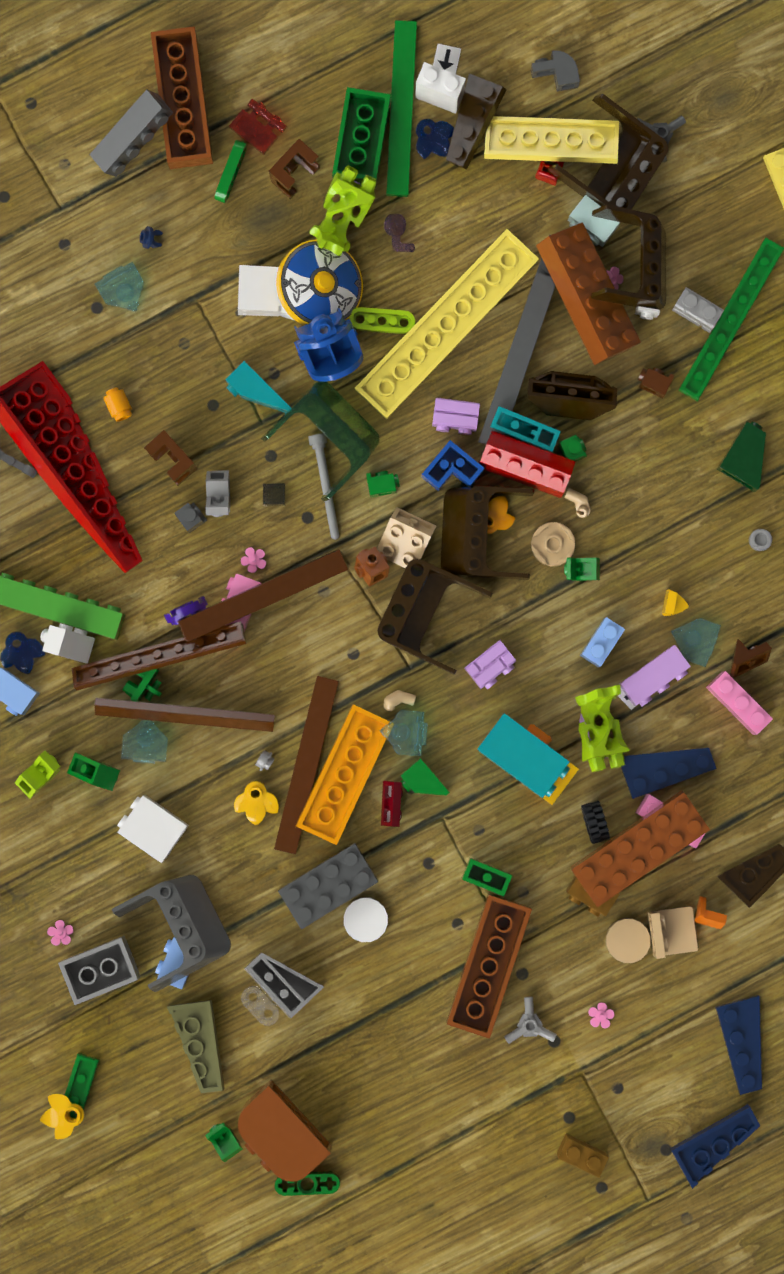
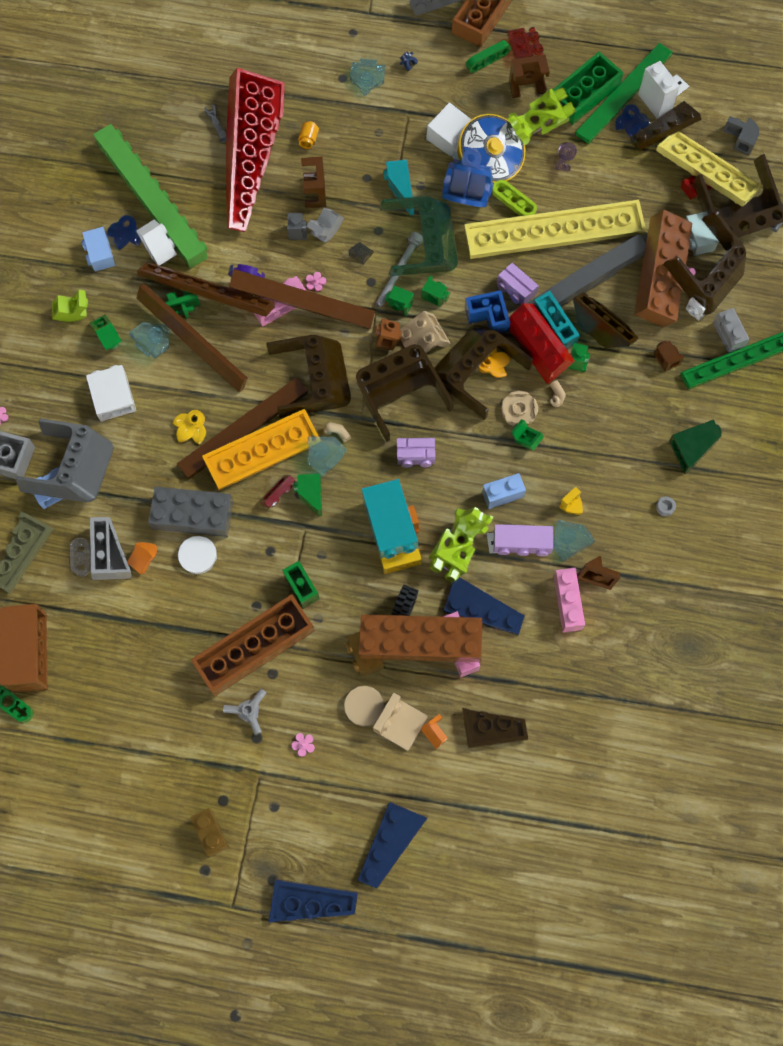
camera: 40 degrees right, 15 degrees down
(265, 760) = (218, 404): light grey plate -> none
(318, 960) = (142, 556): none -> orange tile
(341, 649) = (325, 369): none -> dark brown windscreen
(354, 519) = (400, 299): none -> green brick

